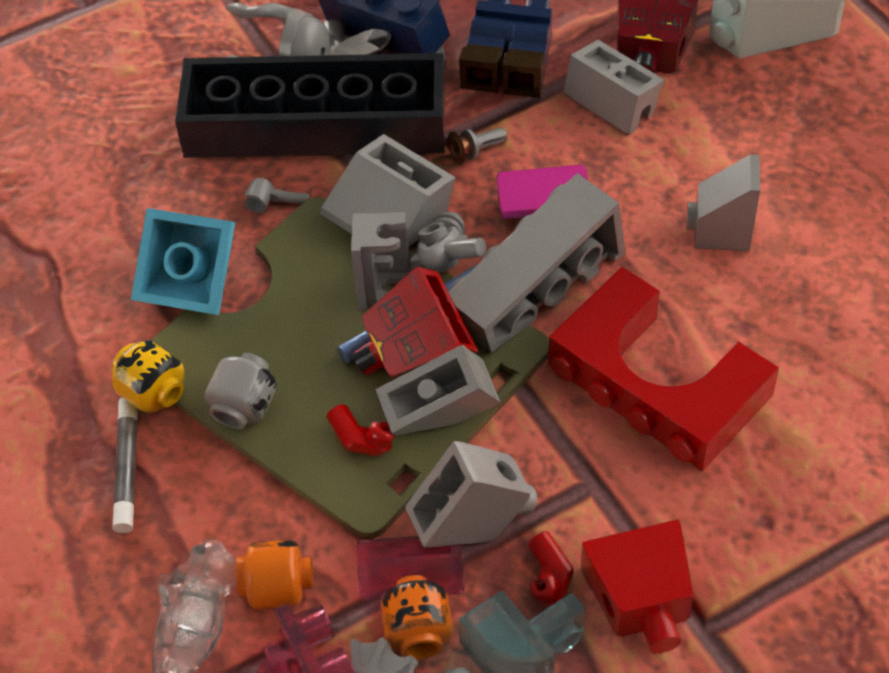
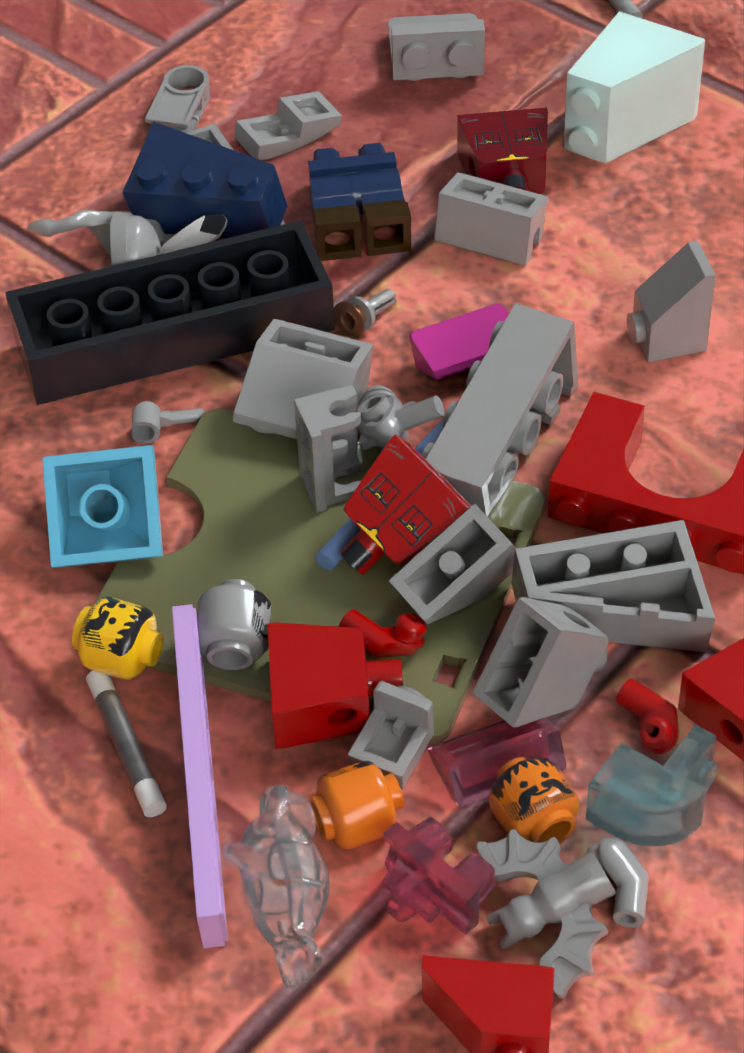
camera: 20 degrees left, 5 degrees down
(157, 518) = (199, 780): none -> lavender tile
(288, 461) = (321, 682): none -> red torso
(328, 524) = (395, 731): none -> light grey bracket
(566, 447) = (627, 583): none -> light grey wedge

